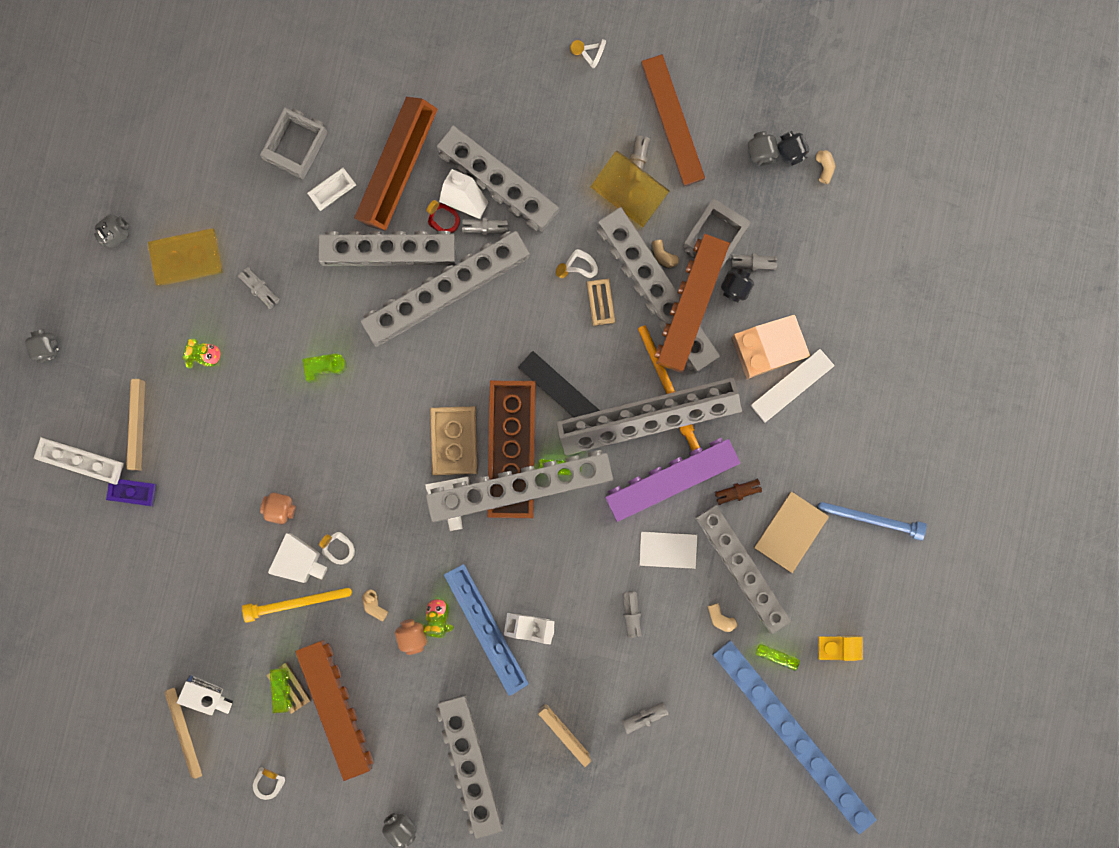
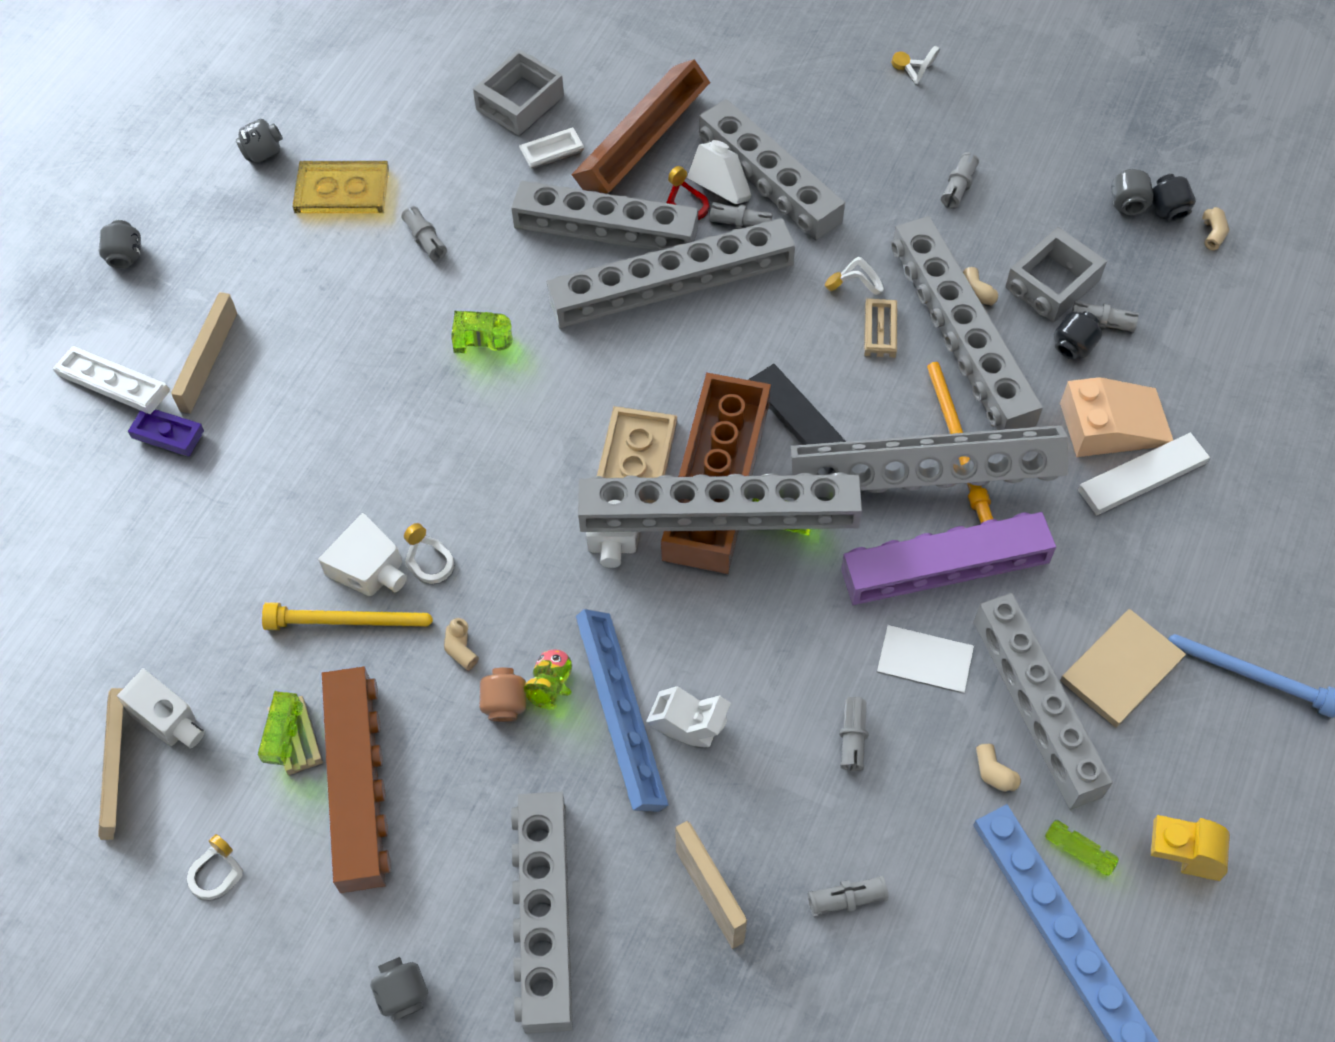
camera: 15 degrees right, 25 degrees down
(203, 353) = (324, 287): animal -> none
(277, 508) = (360, 487): nougat head -> none
(630, 188) = (949, 201): clear yellow tile -> none
(673, 120) = (1013, 151): dark orange tile -> none
(692, 304) = (1011, 331): dark orange brick -> none
(738, 491) = (1048, 594): reddish brown pin -> none

